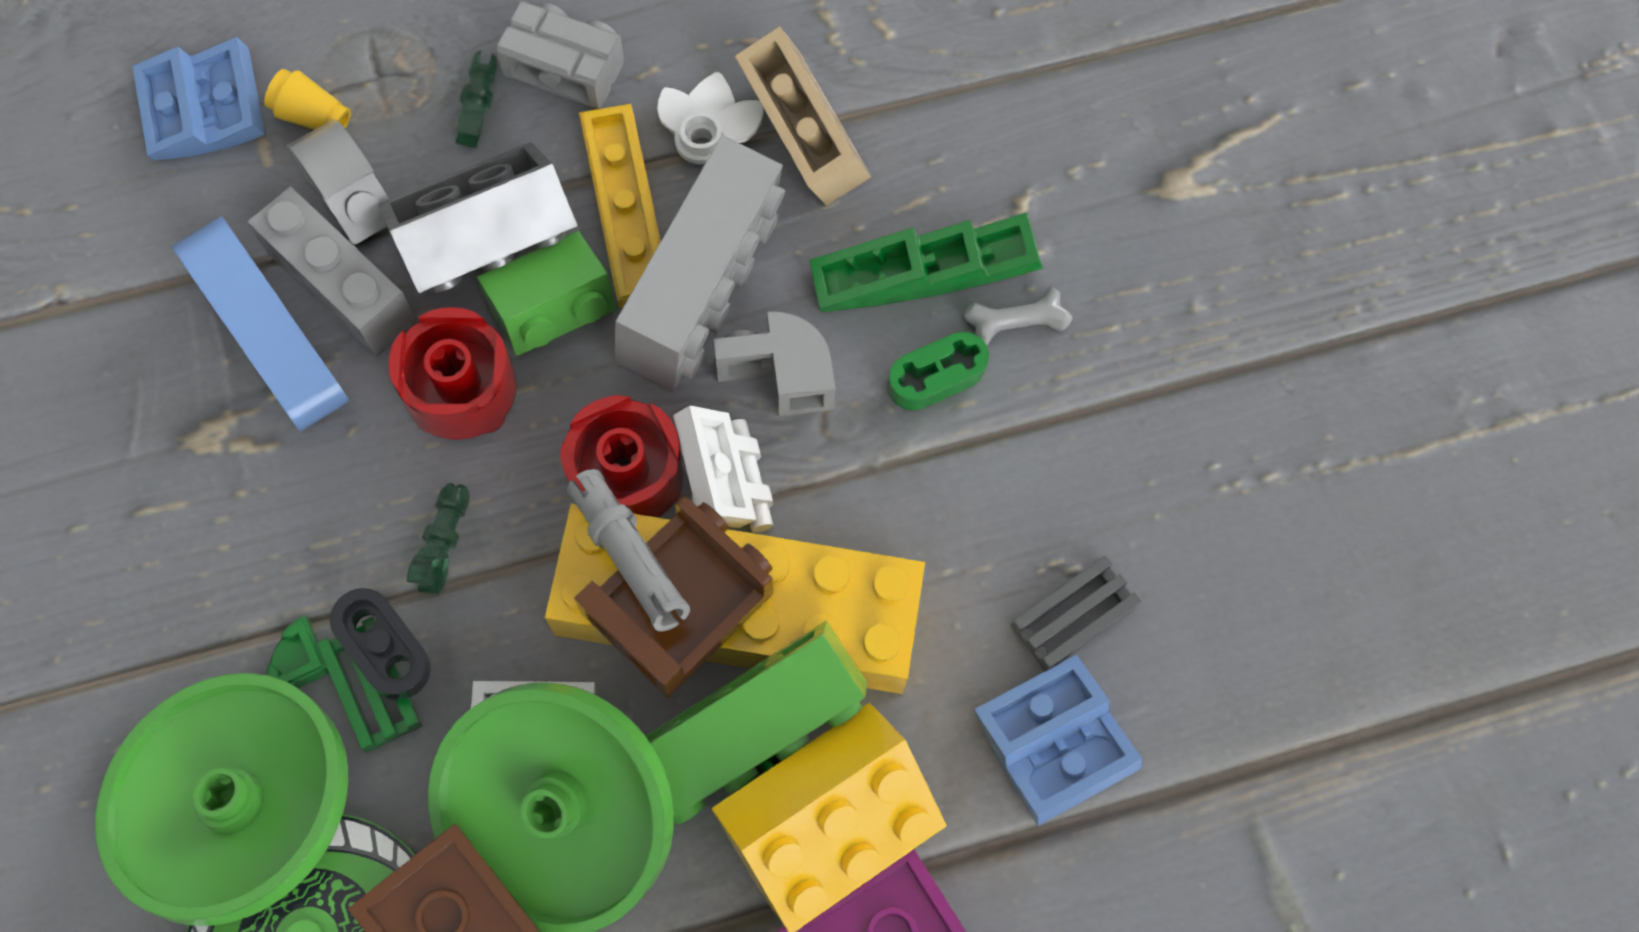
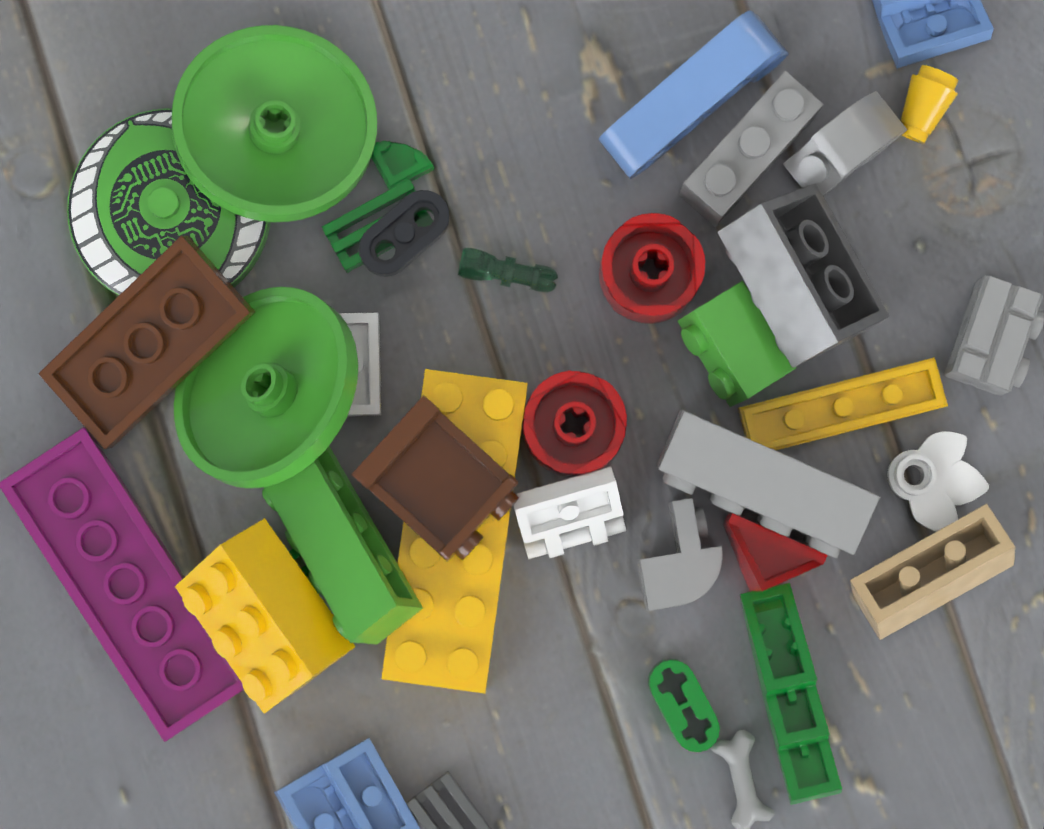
camera: 90 degrees right, 15 degrees up
(475, 99) = (943, 259): clear green piece -> none
(615, 530) = (490, 424): light grey pin -> none
(780, 276) = (766, 555): none -> red slope

